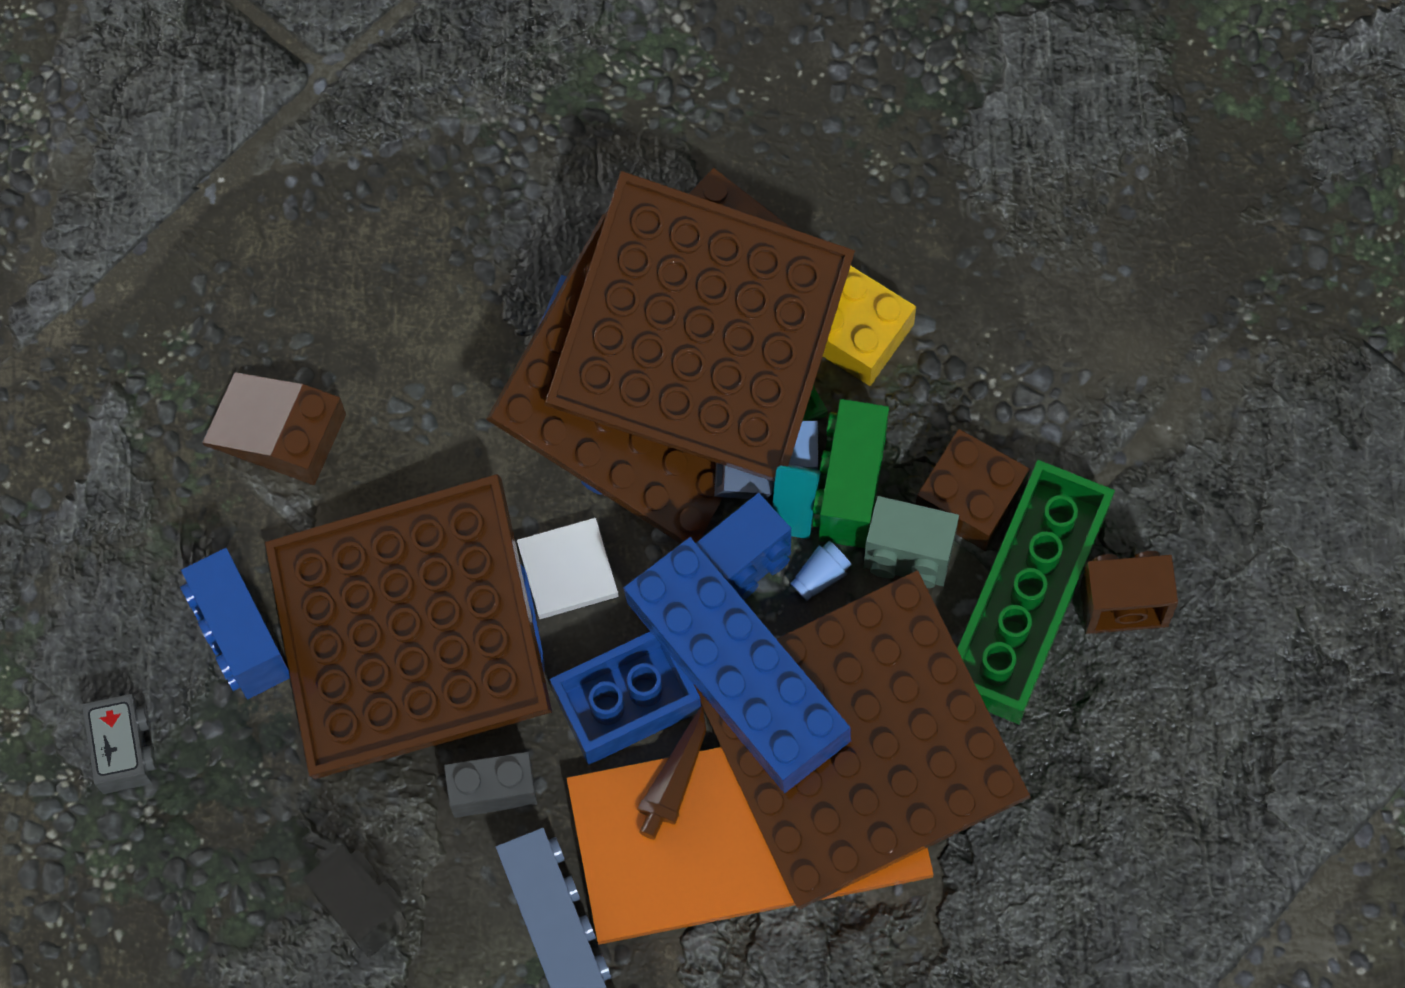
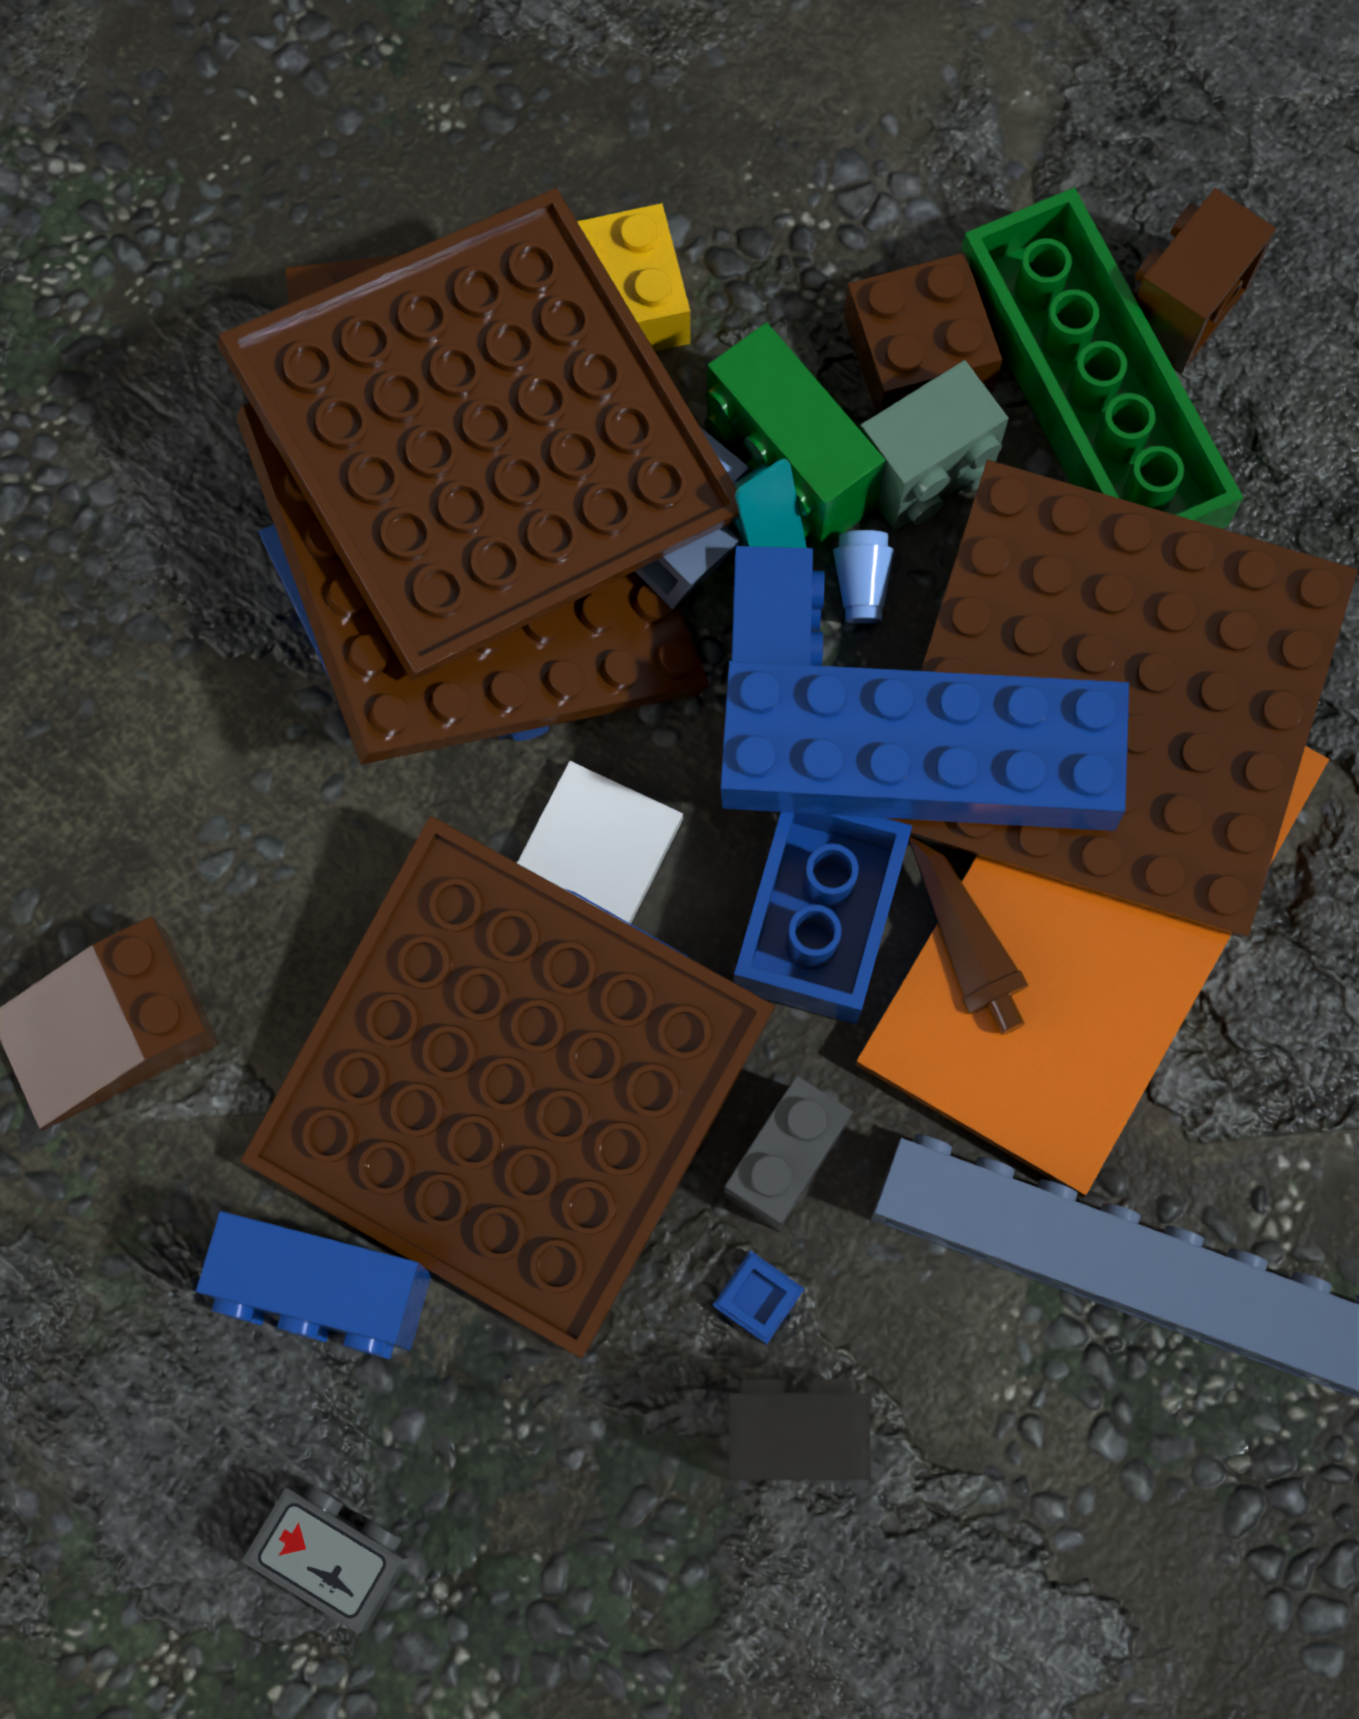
camera: 50 degrees left, 5 degrees up
(412, 834) = (758, 1297): none -> blue tile

